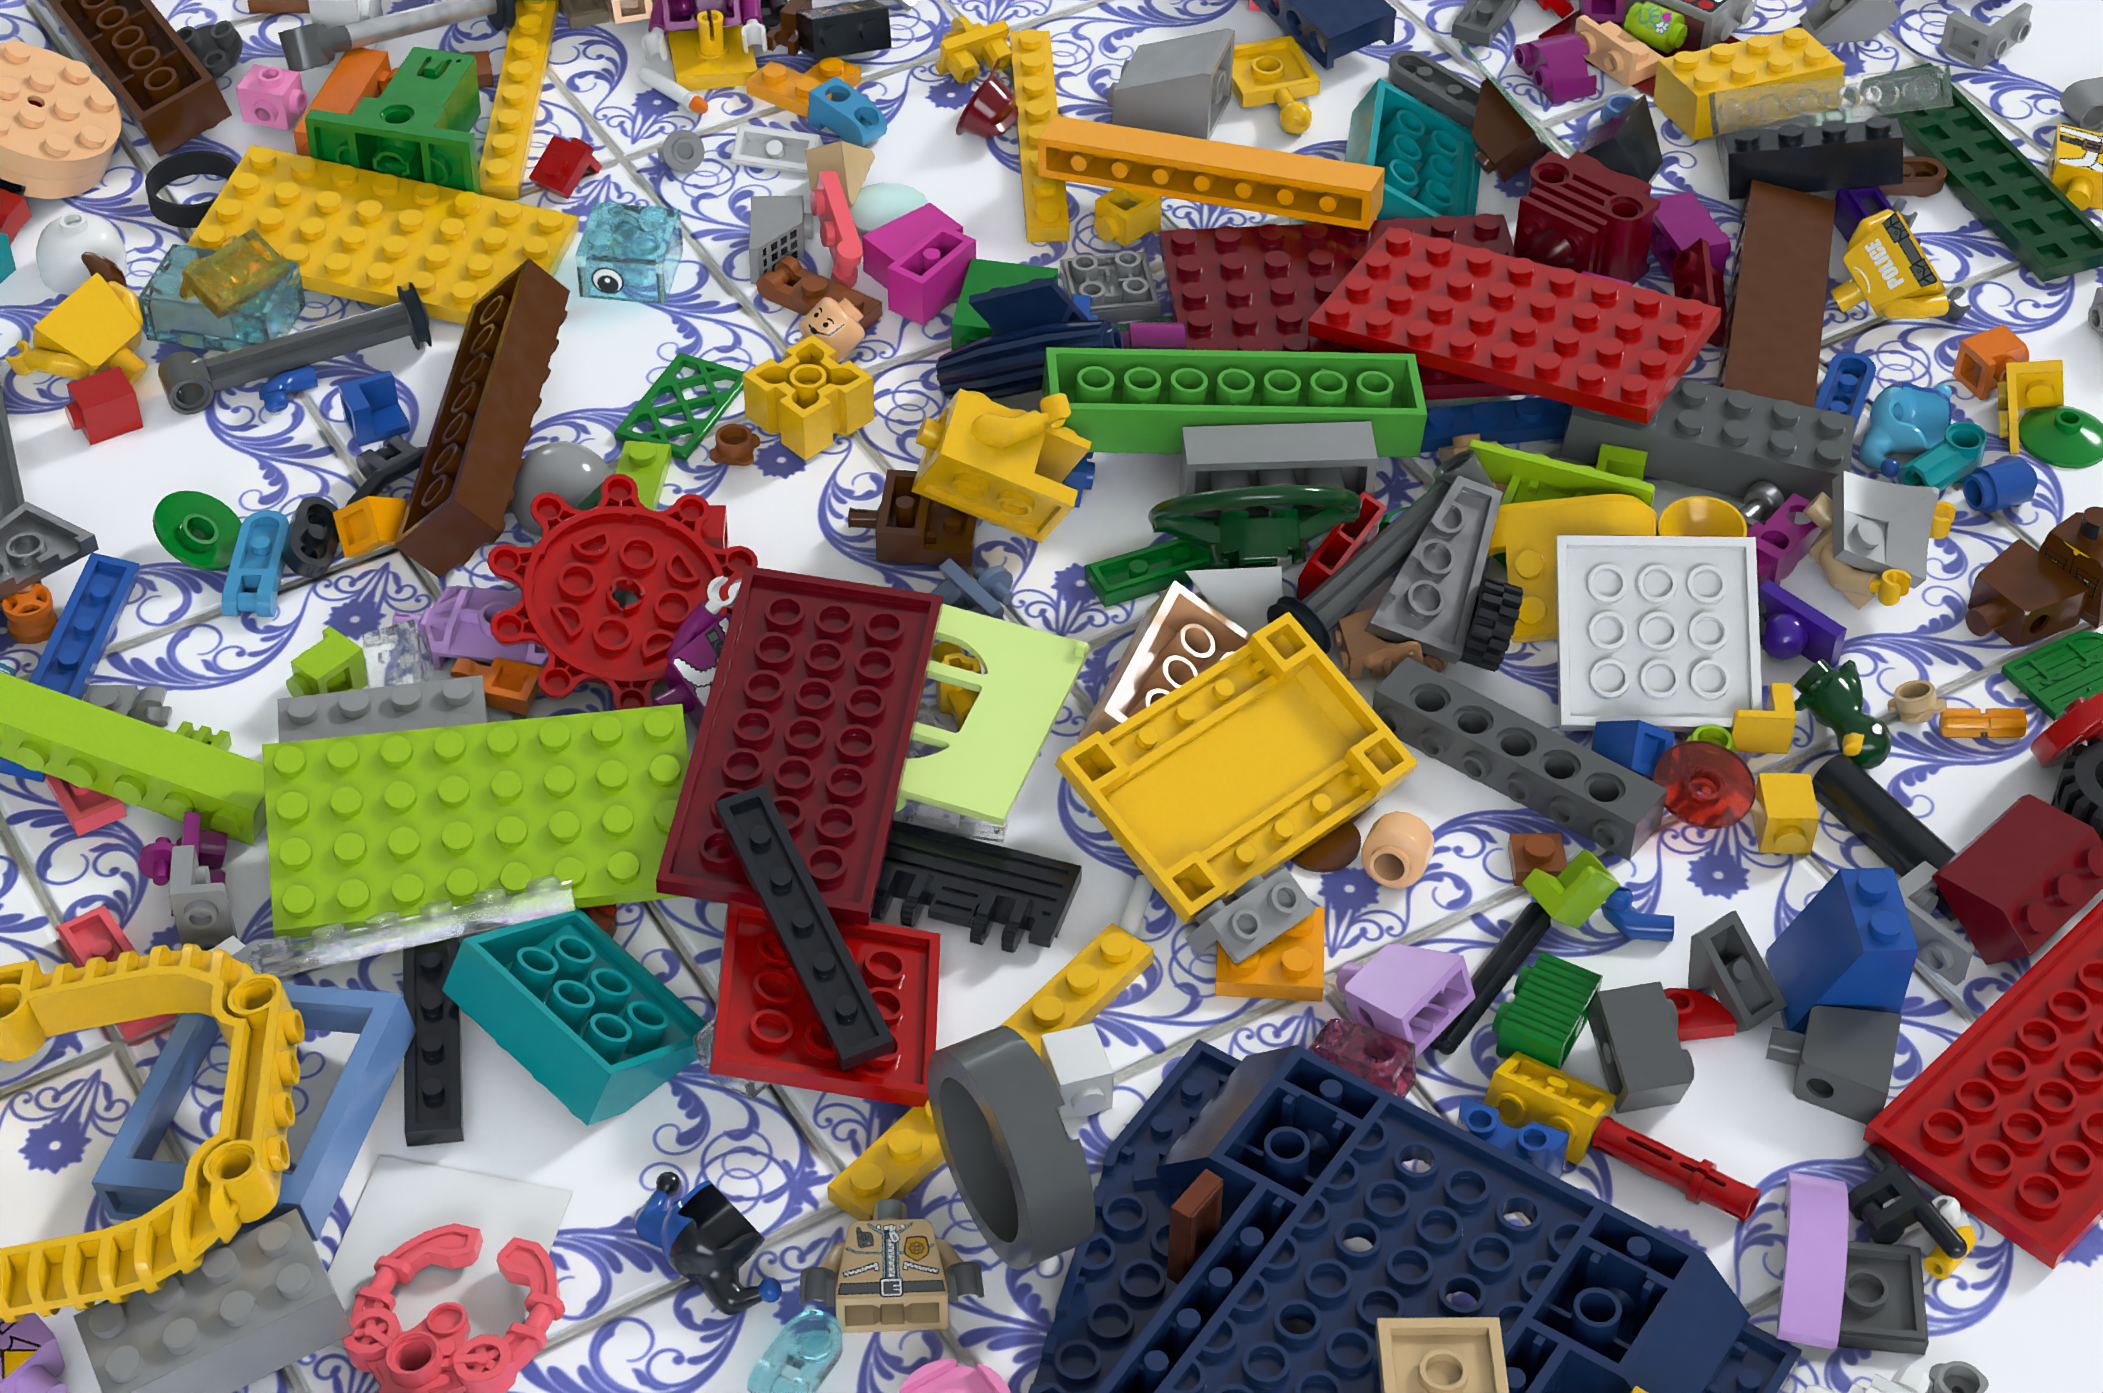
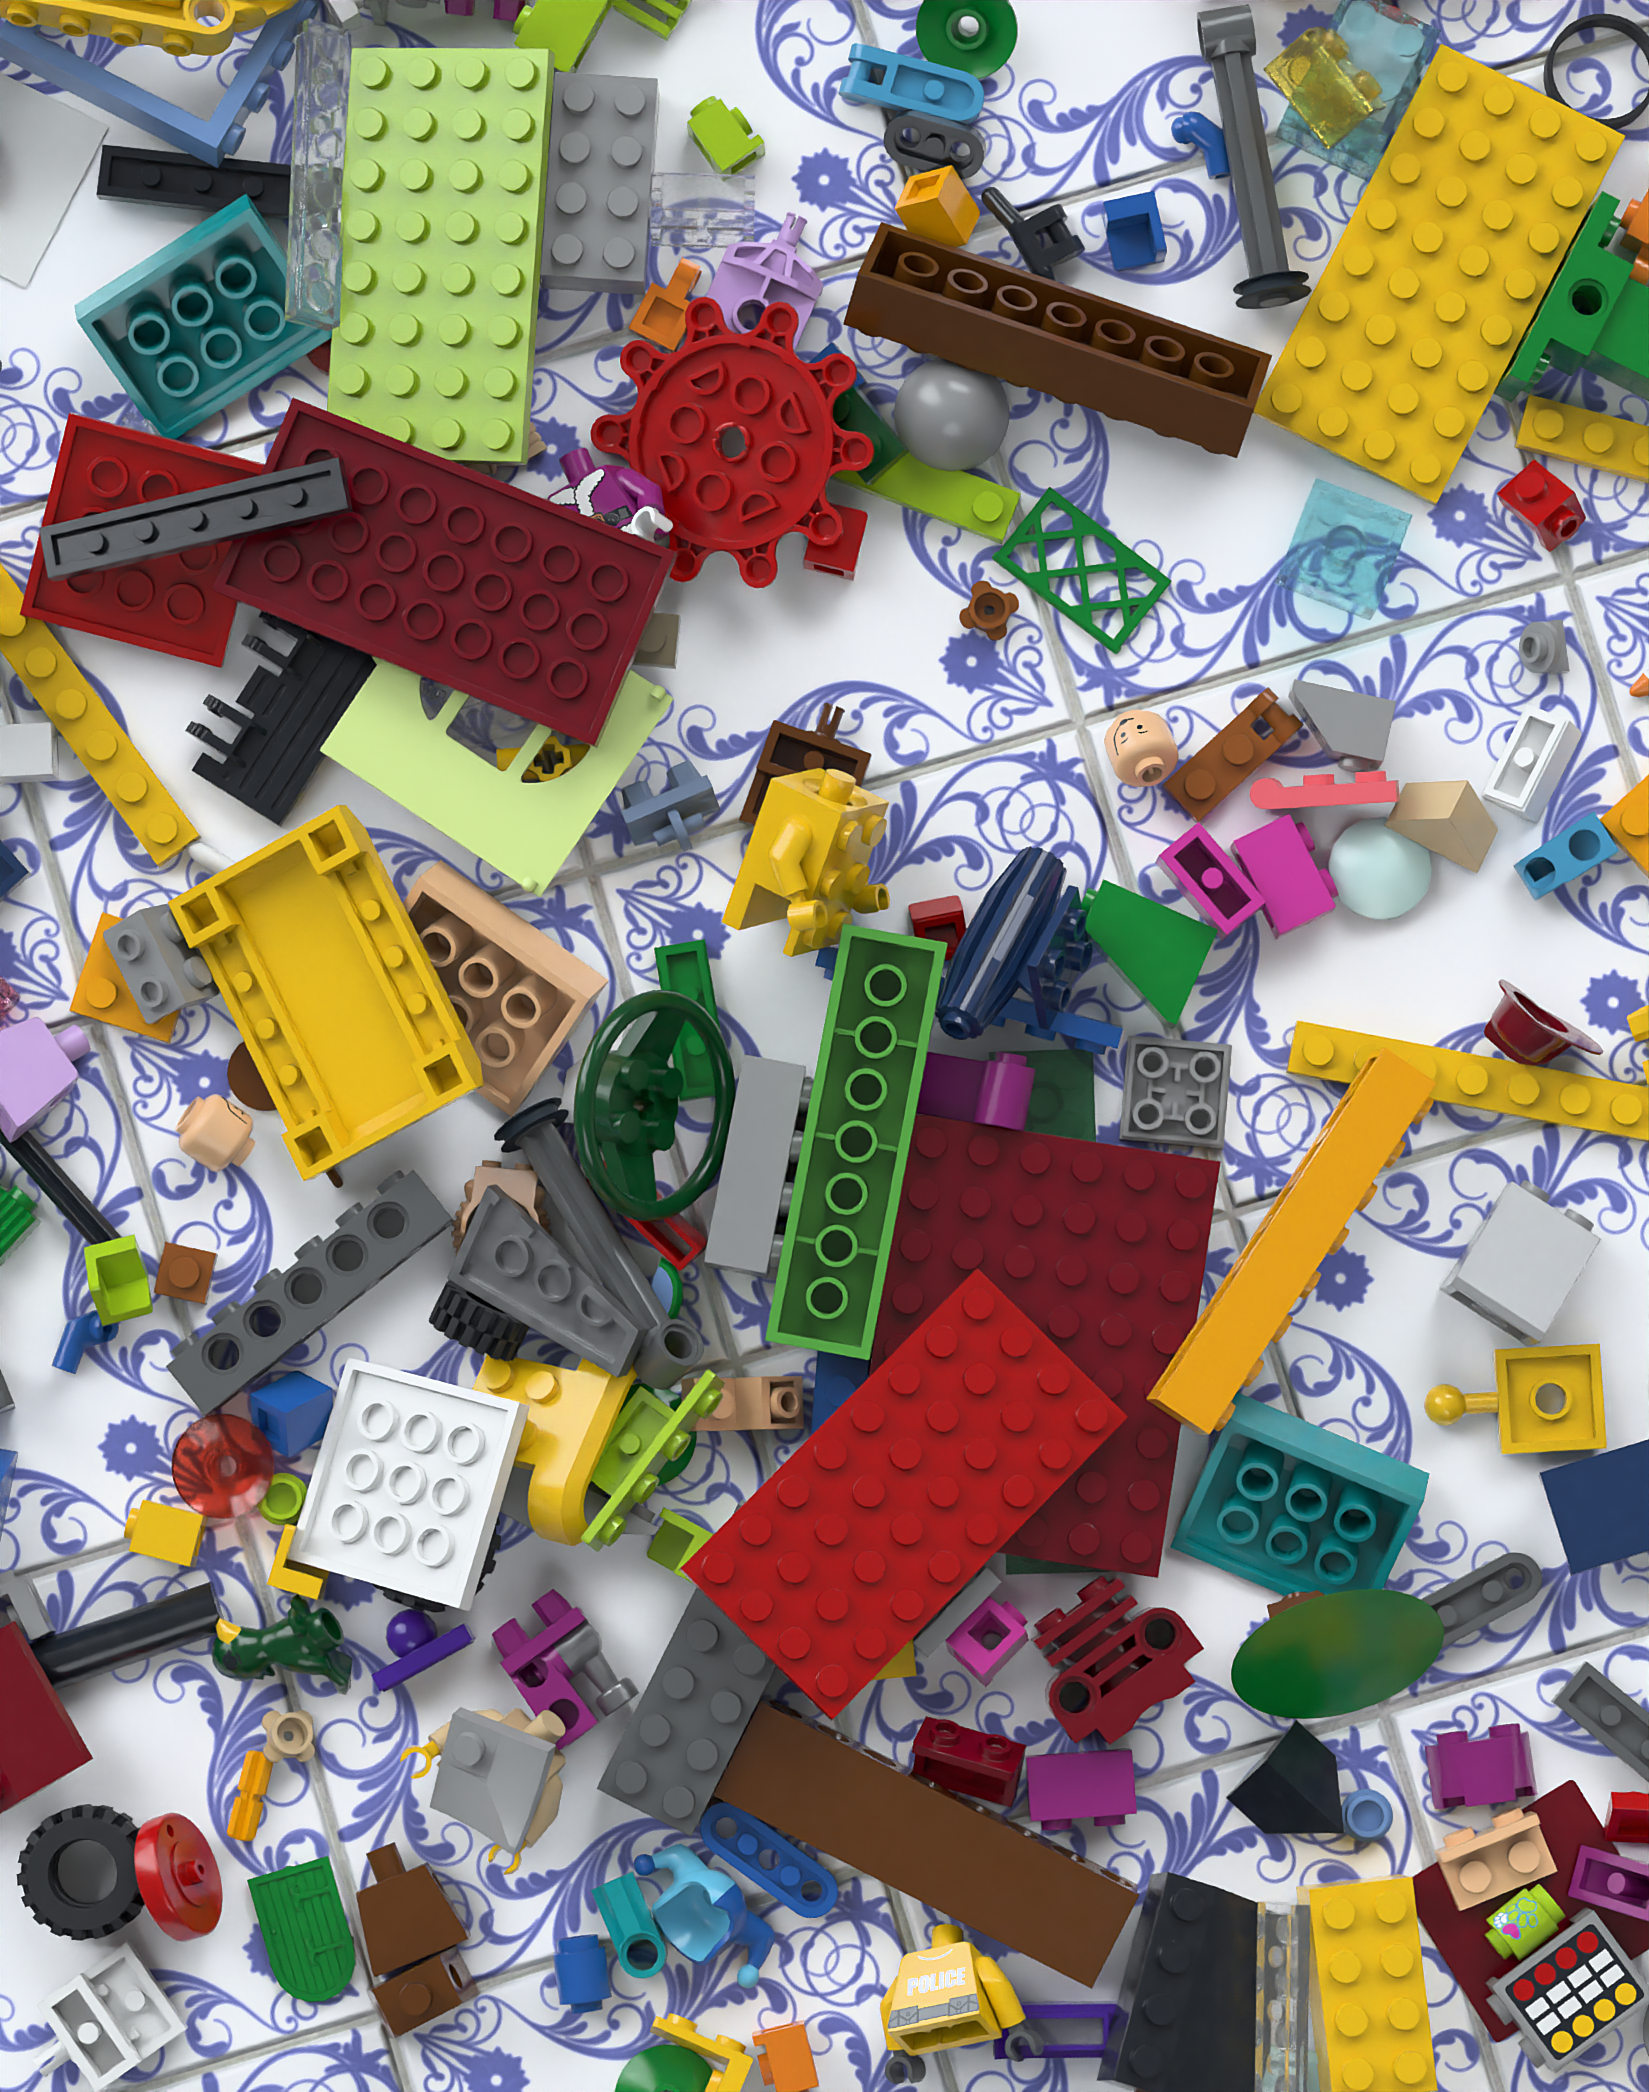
camera: 105 degrees right, 40 degrees up
(809, 397) = (1035, 667): yellow brick -> none
(1127, 215) = (1277, 1119): yellow brick -> none
(1701, 518) = (512, 1569): yellow piece -> none

